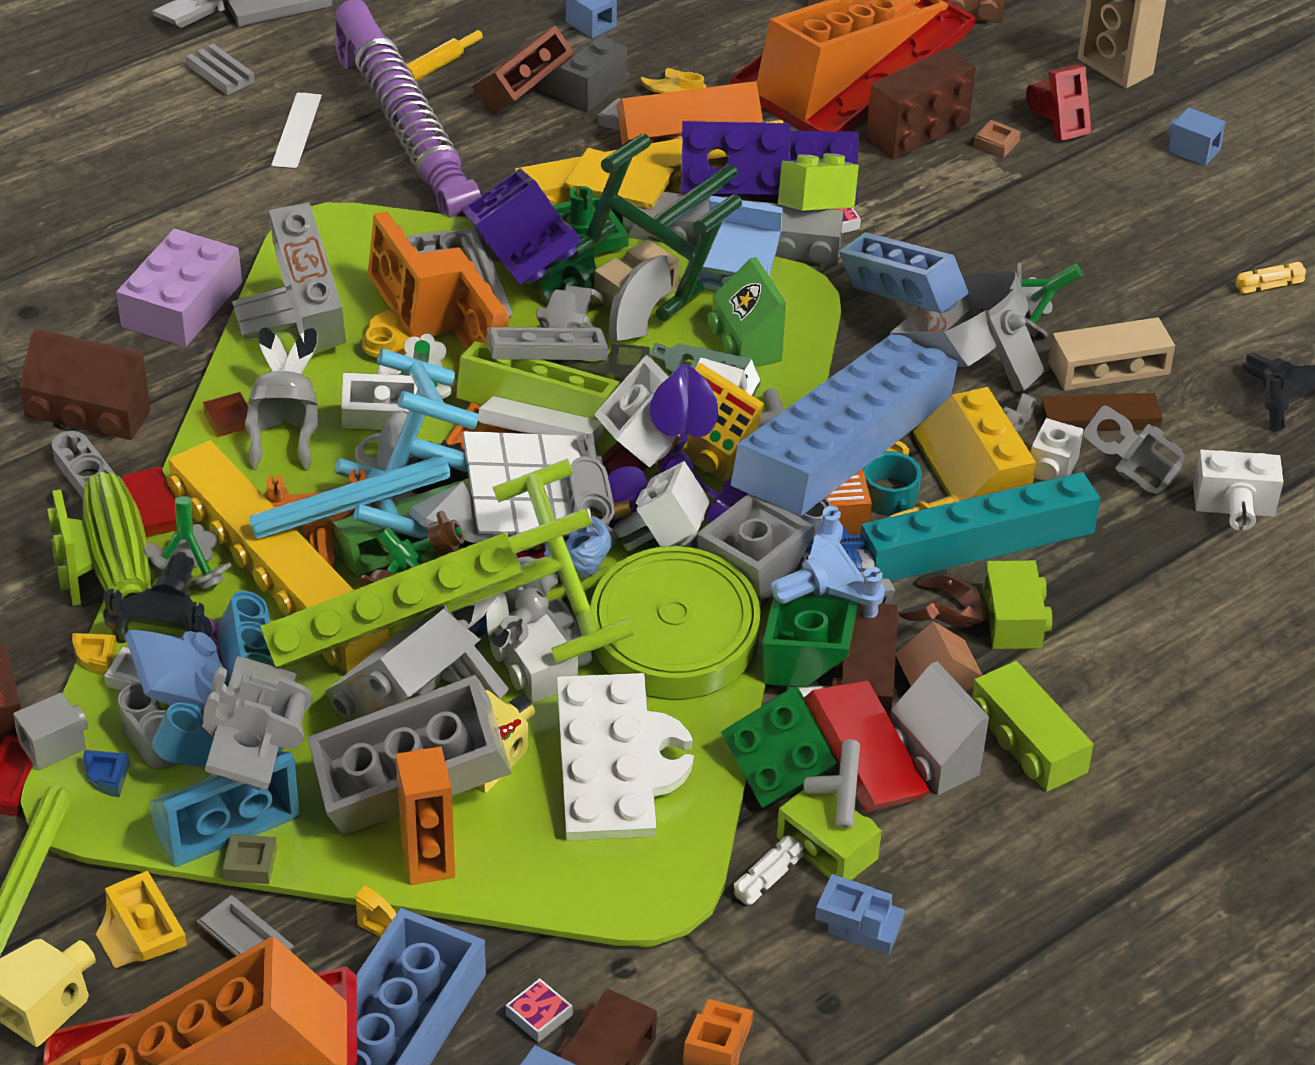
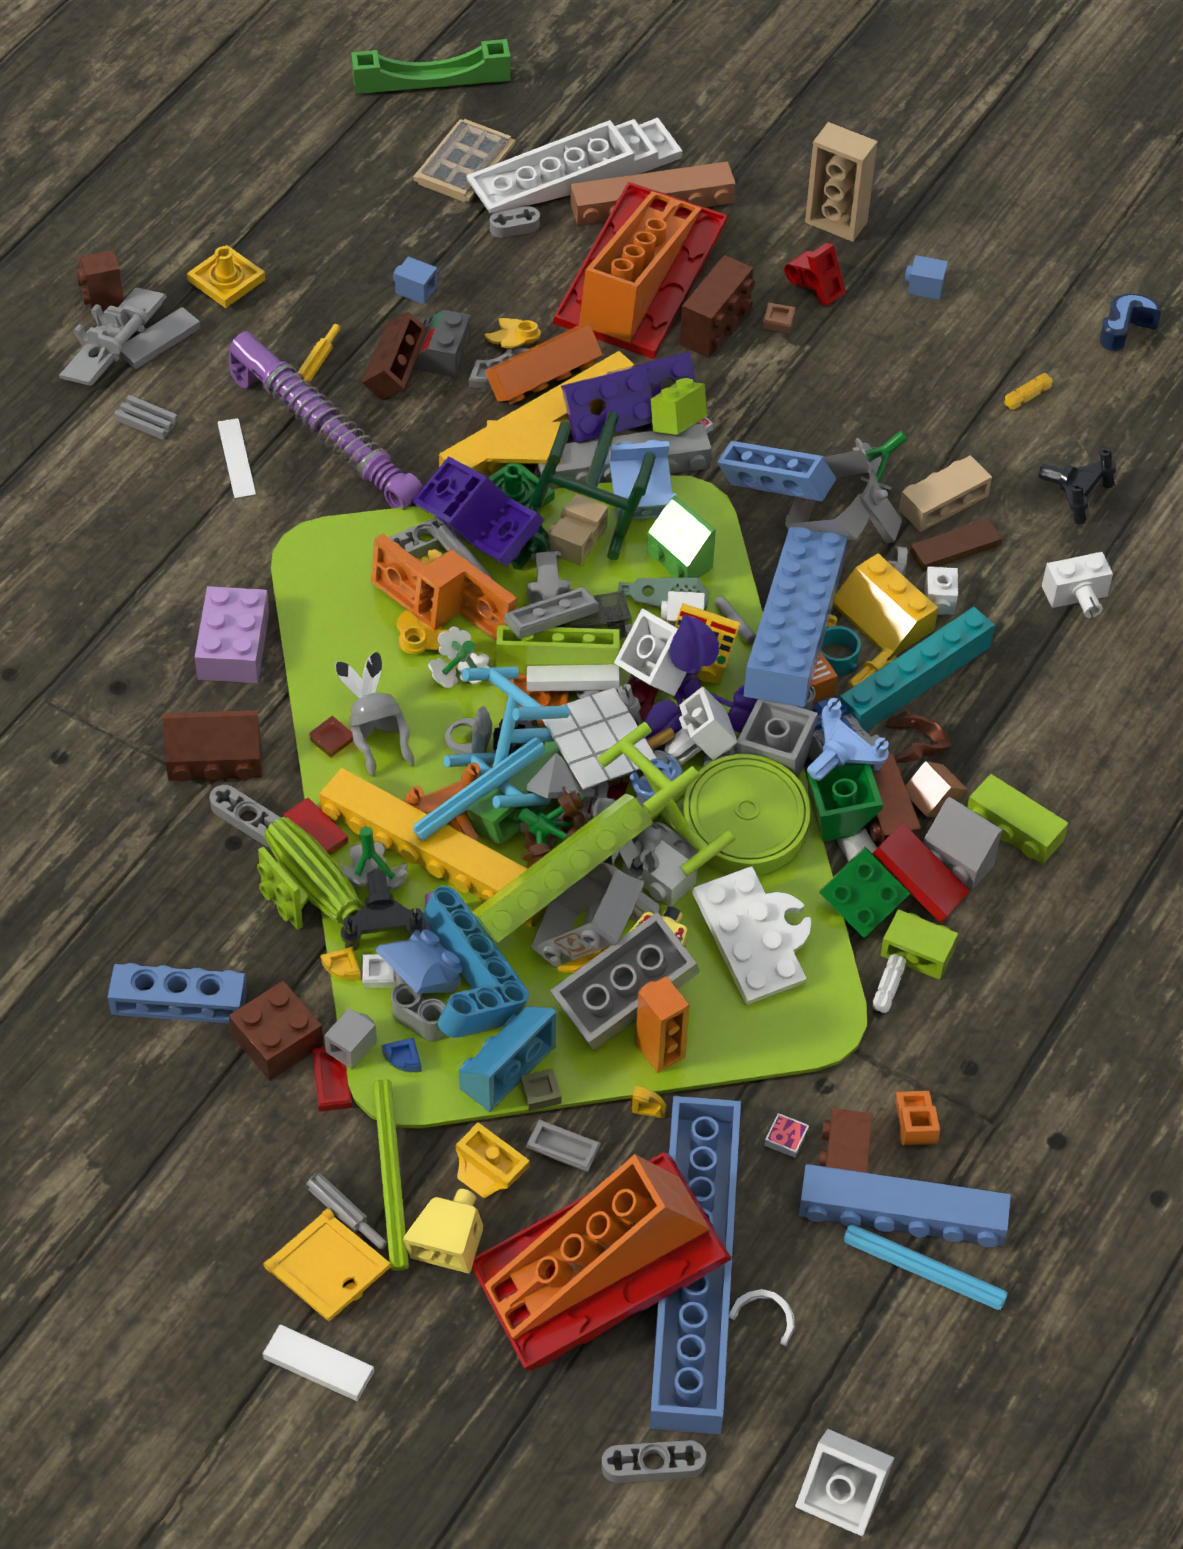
camera: 20 degrees left, 10 degrees up
(255, 710) = (503, 985): light grey piece -> none
(309, 288) = (347, 619): light grey piece -> none
(372, 399) = (447, 697): white brick -> none
(590, 488) = (636, 716): light grey piece -> none
(637, 297) = (590, 560): light grey tile -> none
(843, 784) = (923, 909): light grey piece -> none
(843, 905) = (955, 995): medium blue tile -> none
(879, 924) = (976, 1000): medium blue tile -> none
(1016, 604) = (966, 725): lime brick -> none
(1137, 450) = (1003, 574): light grey piece -> none

